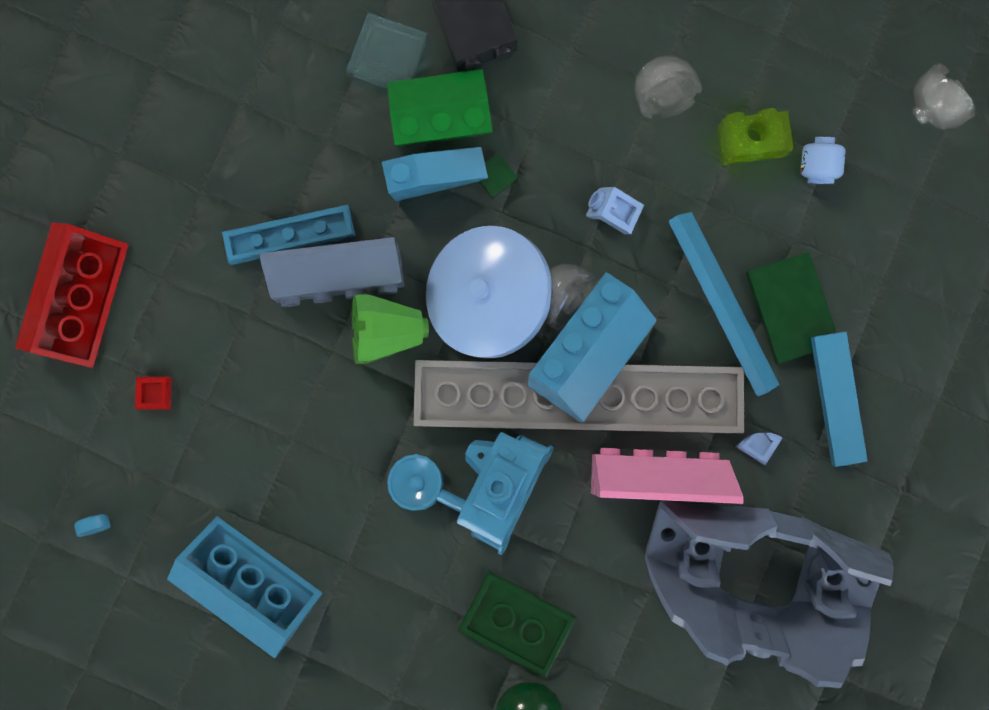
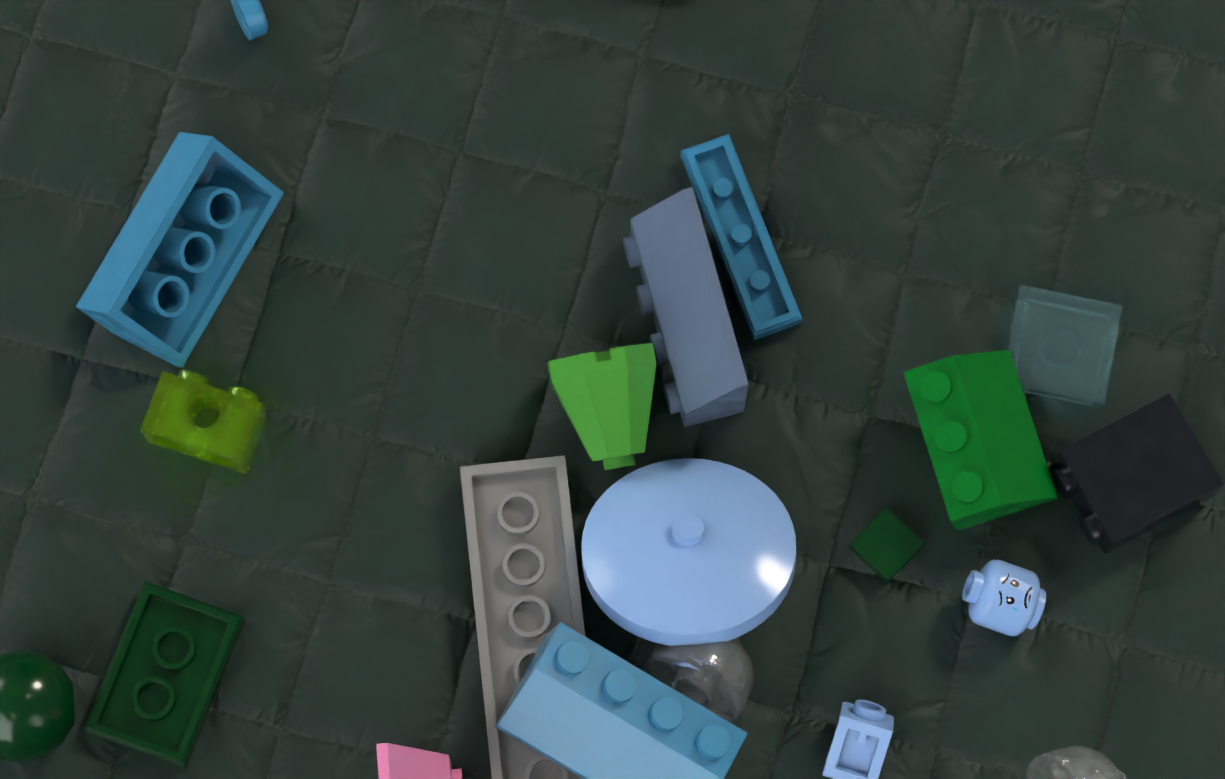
camera: 80 degrees right, 10 degrees down
(153, 393) = (462, 71): red tile -> none
(359, 603) = (226, 442): none -> clear neon green brick
(433, 172) = (874, 442): dark azure slope -> none
(498, 496) = (366, 609): dark azure piece -> none
(539, 110) = (1004, 598): none -> light blue head

